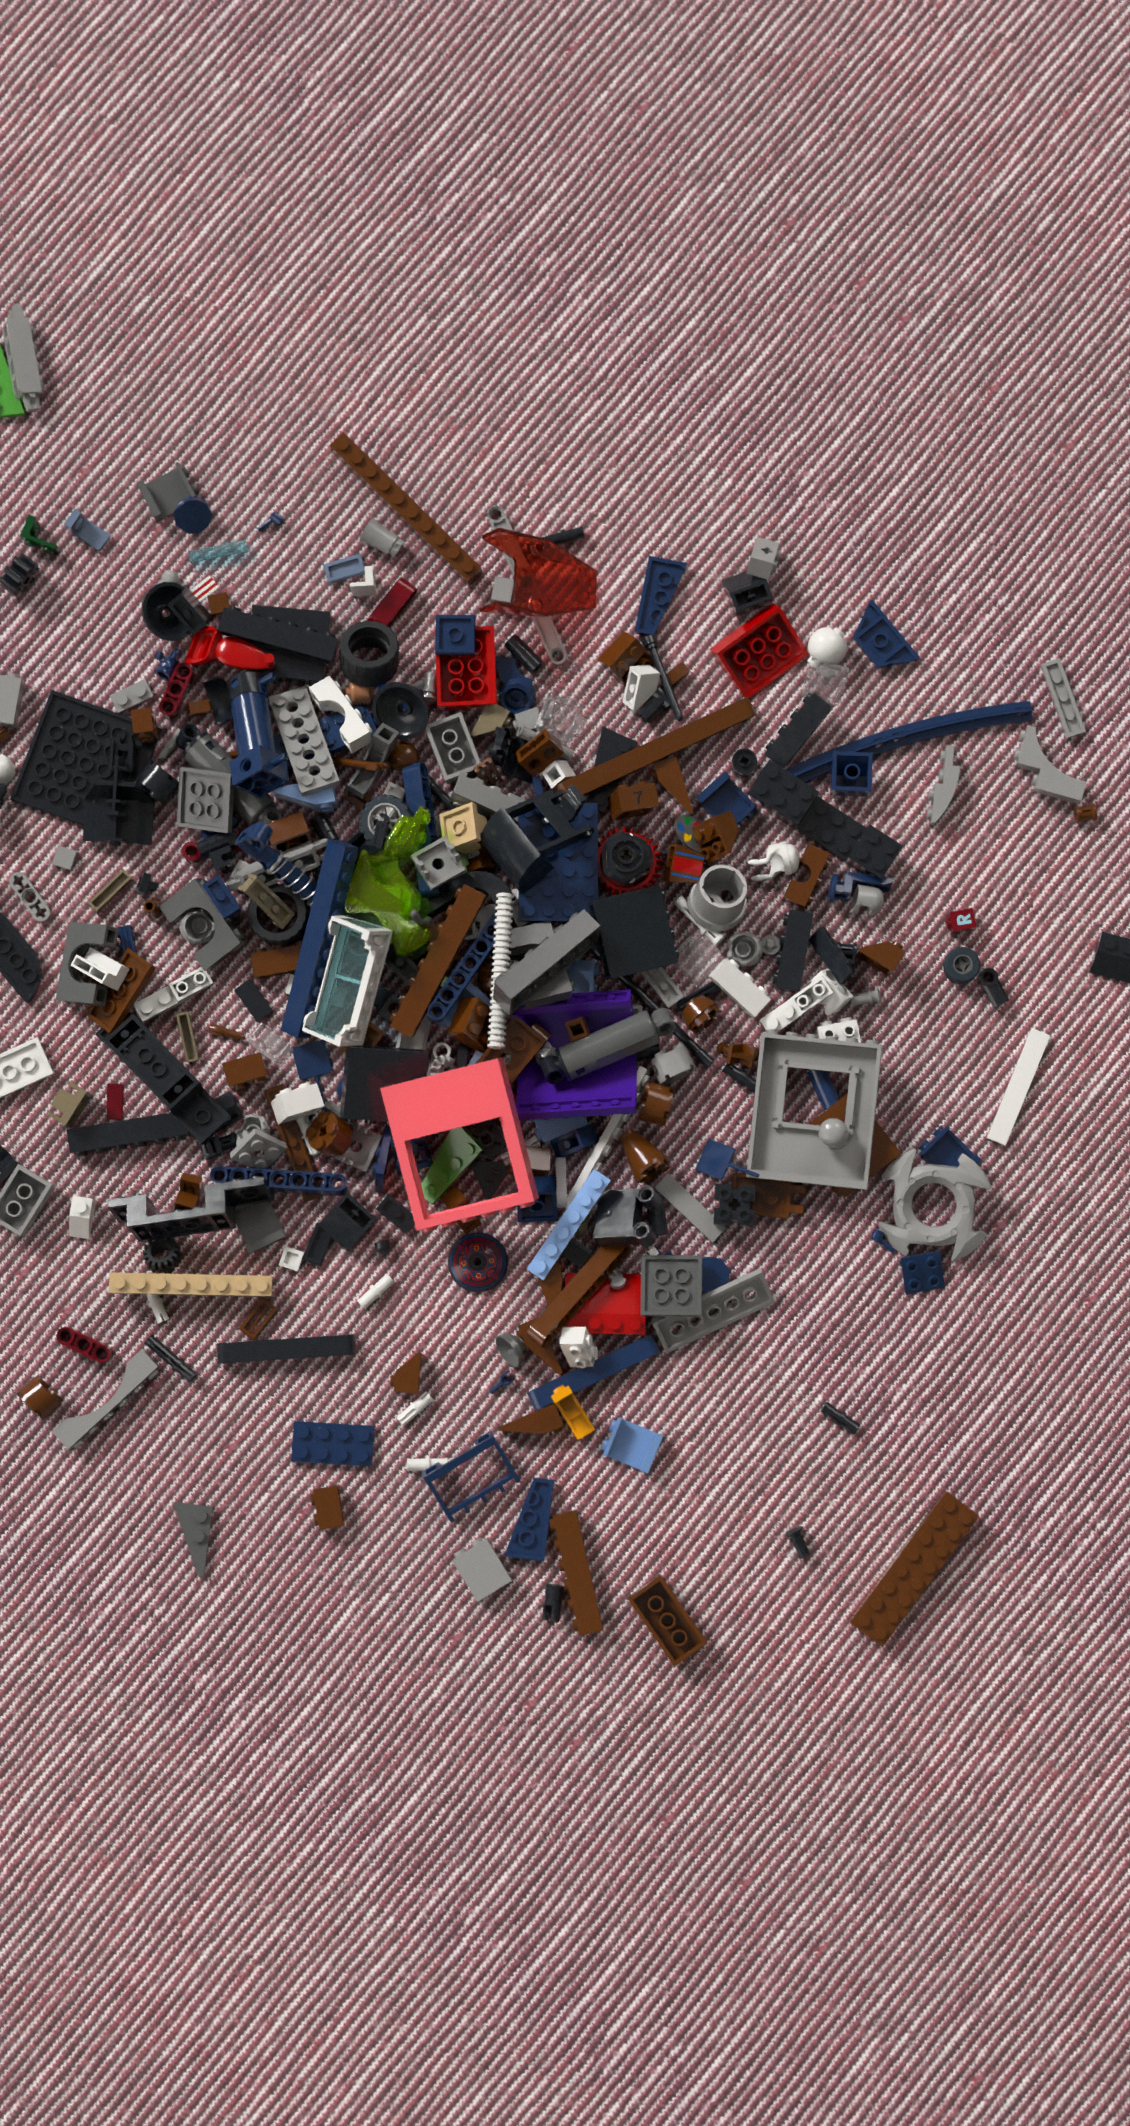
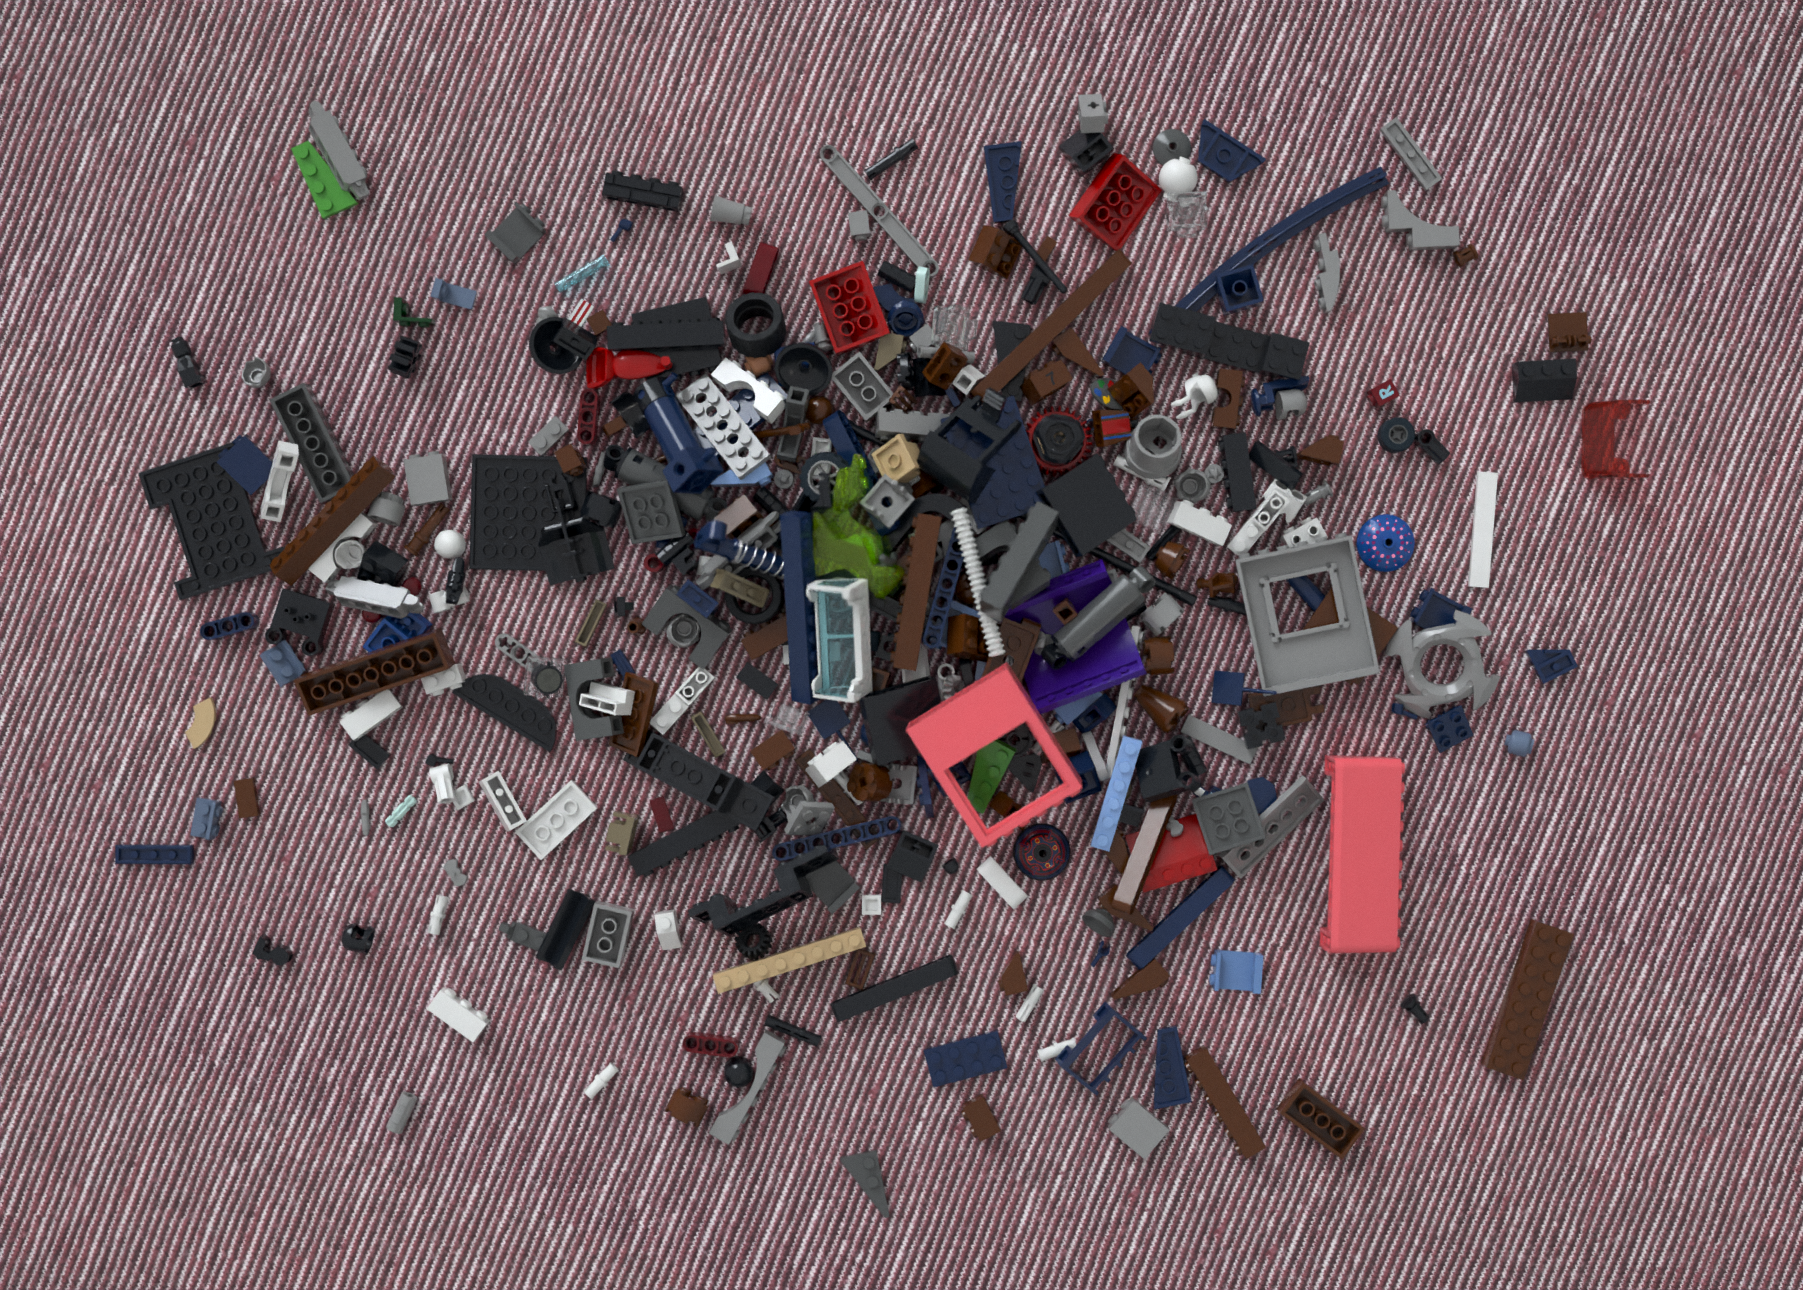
camera: 25 degrees left, 5 degrees up
(46, 927) = (544, 677): none -> piece
(64, 858) = (538, 606): light grey tile -> none
(102, 1382) = (738, 1072): none -> black hair
(167, 664) = (572, 395): dark blue piece -> none
(189, 1193) = (759, 879): reddish brown brick -> none
(192, 515) = (547, 247): dark blue hat -> none
(303, 492) = (642, 192): none -> black brick
(344, 568) = (704, 251): sand blue tile -> none
(346, 813) = (784, 479): none -> light grey tile
(396, 1213) = (954, 832): black plate -> none
(405, 509) = (742, 176): reddish brown brick -> none
(428, 1279) = (1002, 882): none -> white beam
(455, 634) = (830, 281): dark blue tile -> none
(544, 669) = (921, 285): none -> light aqua beam
(545, 577) = (895, 199): clear red windscreen -> none
(552, 1602) = (1211, 1132): black hinge -> none
(572, 1412) = (1175, 961): light orange arch -> none
(578, 1347) = (1161, 901): white brick -> none
(640, 685) = (1016, 271): white slope -> none
(743, 763) = (1135, 312): black wheel -> none
(794, 1366) = (1364, 854): none -> coral windscreen
(799, 729) = (1177, 265): black brick -> none
(825, 608) = (1171, 136): none -> dark grey dish
(833, 1134) = (1333, 633): light grey helmet -> none
(840, 1418) = (1418, 885): black pin -> none
(907, 1078) = (1372, 545): none -> blue dish
(987, 1309) = (1519, 743): none -> sand blue head
(1044, 1240) = (1551, 663): none -> dark blue wing

